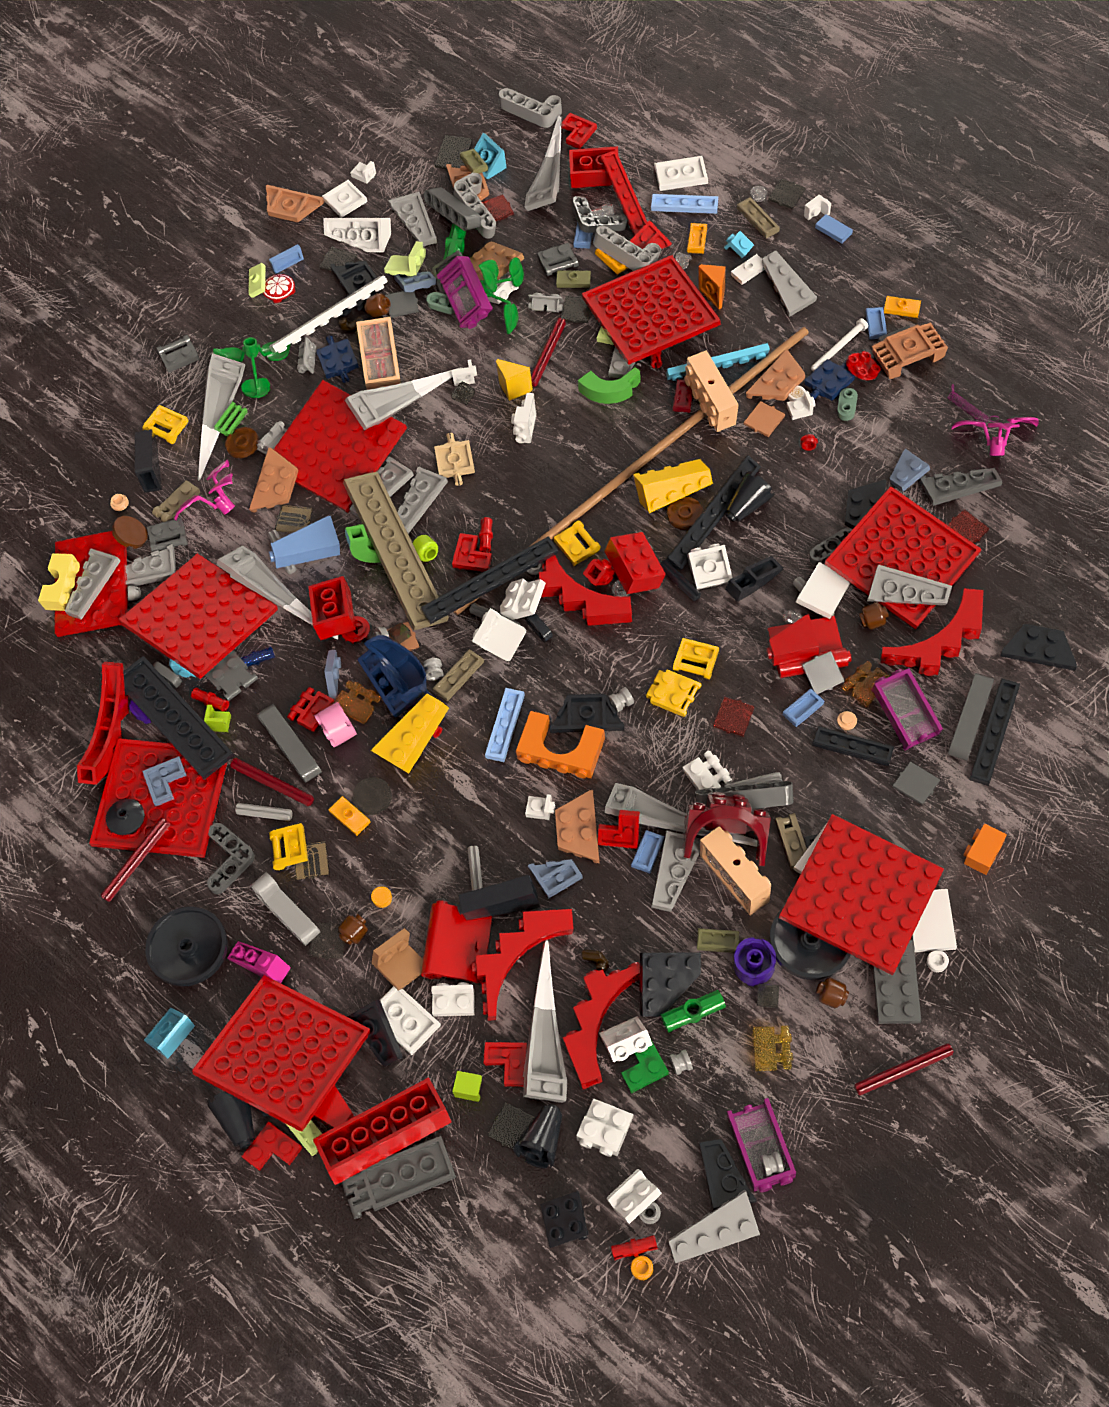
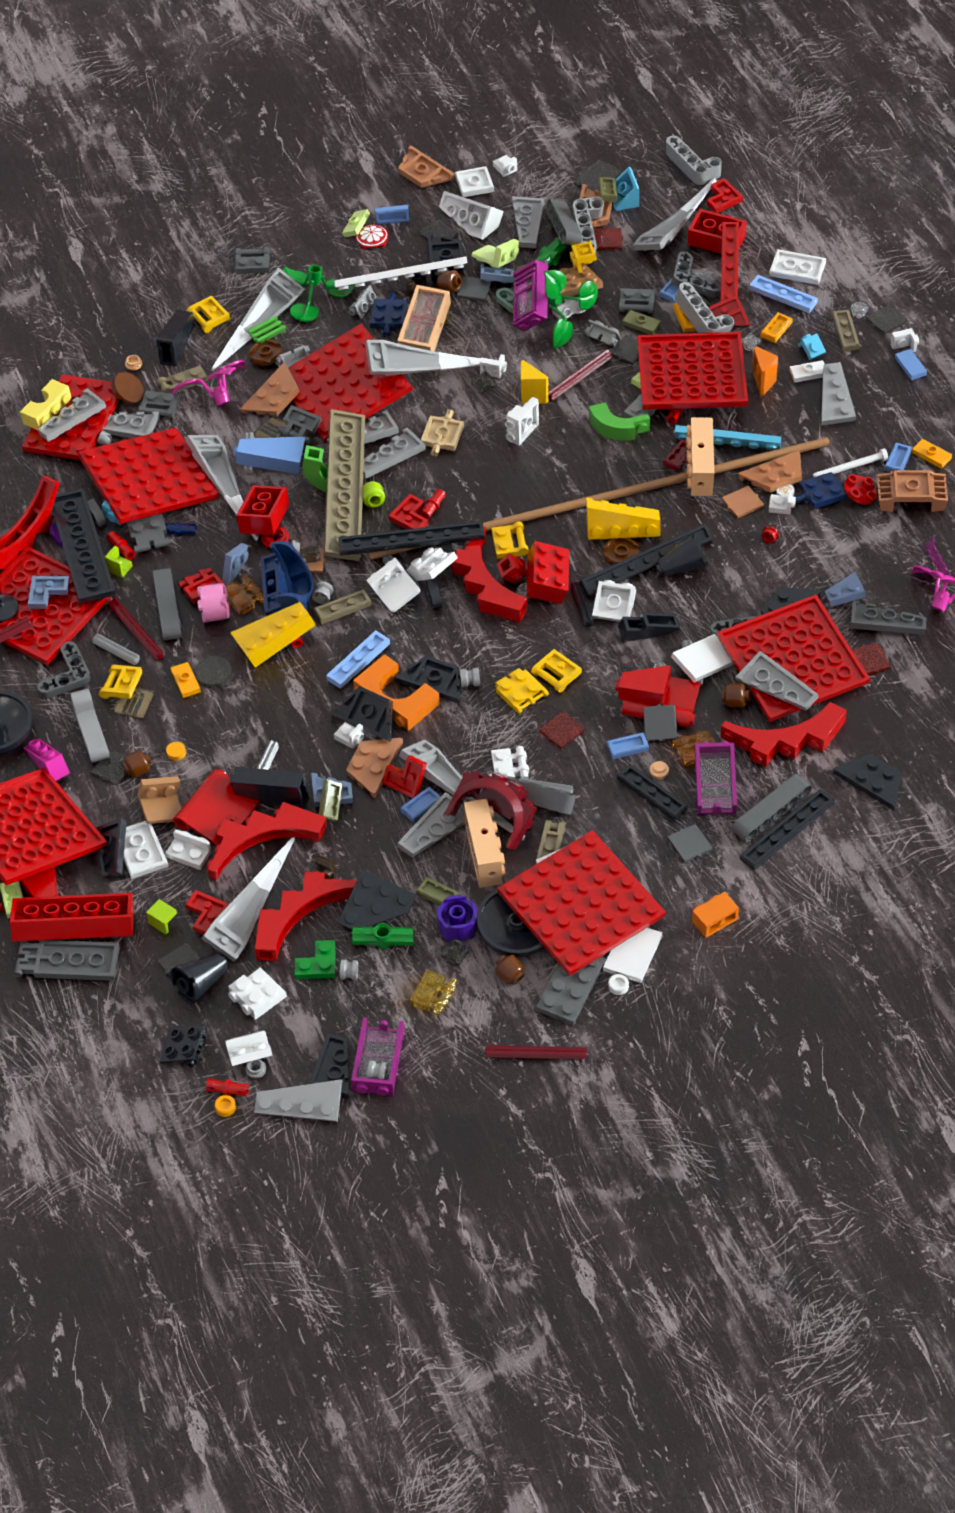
camera: 20 degrees right, 10 degrees down
(317, 498) = (300, 419): none -> dark grey plate
(489, 233) = (581, 254): none -> yellow bracket
(547, 776) = (368, 710): none -> black wing
(565, 888) = (330, 800): none -> plate
(626, 1039) = (311, 932): white plate -> none
(847, 402) = (826, 516): sand green plate -> none

